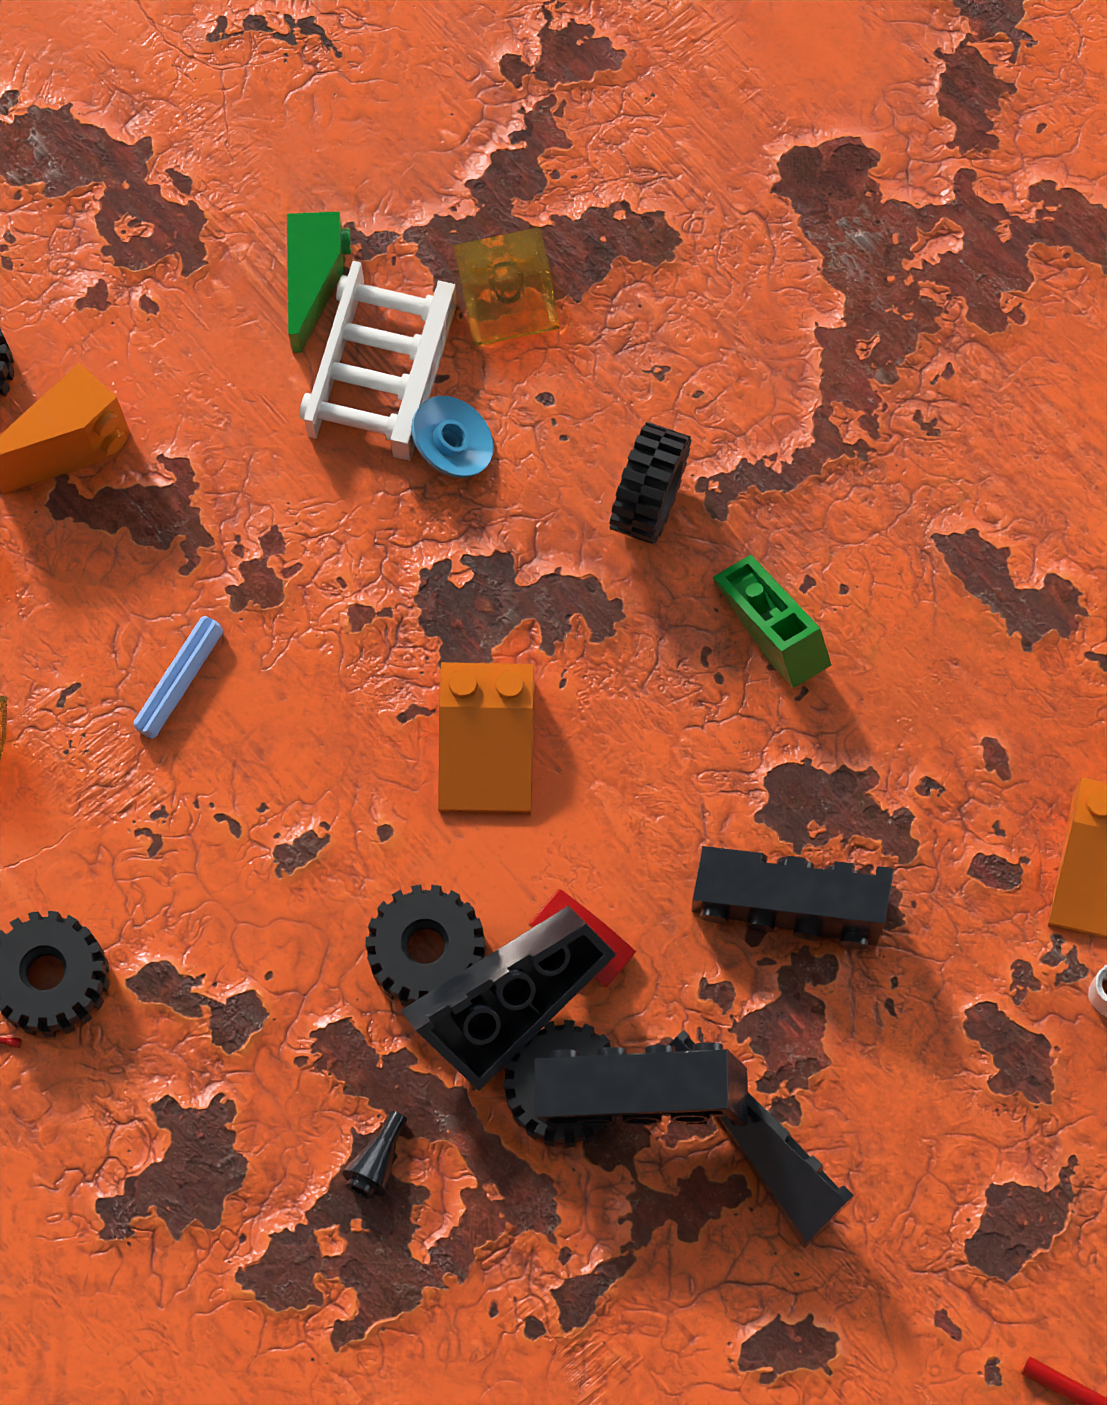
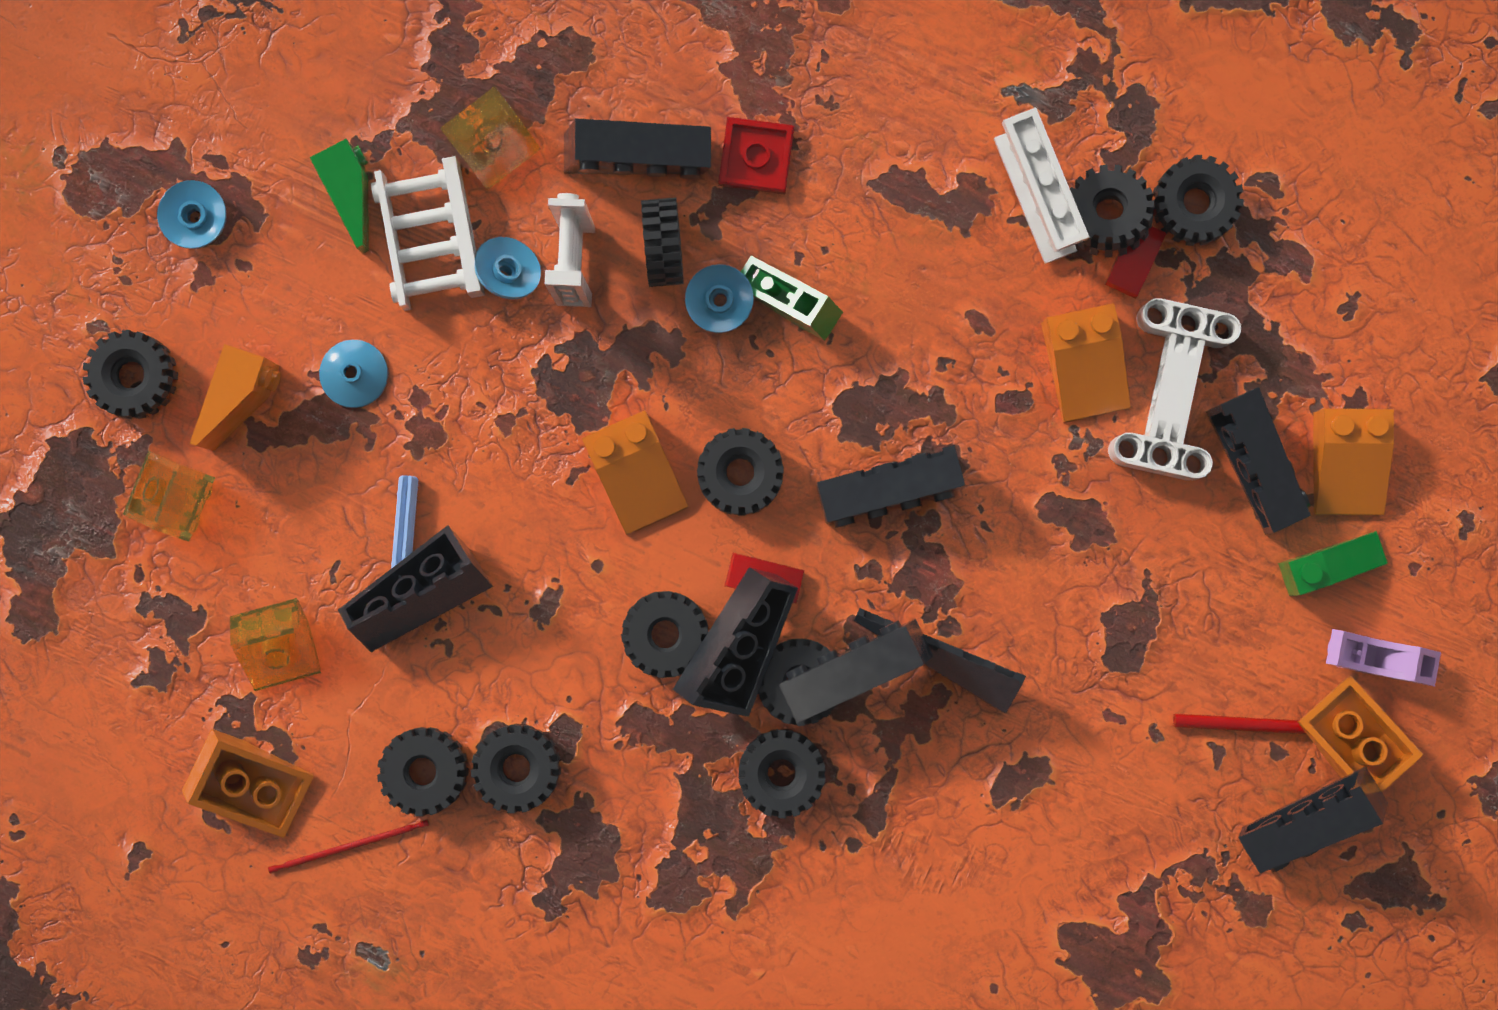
camera: 30 degrees left, 15 degrees up
(116, 205) = (180, 203): none -> dark azure dish
(138, 996) = (493, 782): none -> black tyre
(149, 751) = (415, 591): none -> black wedge
(215, 497) = (370, 377): none -> dark azure dish
(371, 1167) = (701, 792): black cone -> none
(477, 1151) = (800, 792): none -> black tyre
(522, 452) = (566, 280): none -> white fence
(606, 763) = (747, 446): none -> black tyre
(672, 369) = (636, 148): none -> black wedge
(683, 564) = (717, 281): none -> dark azure dish
(812, 444) = (756, 155): none -> red tile

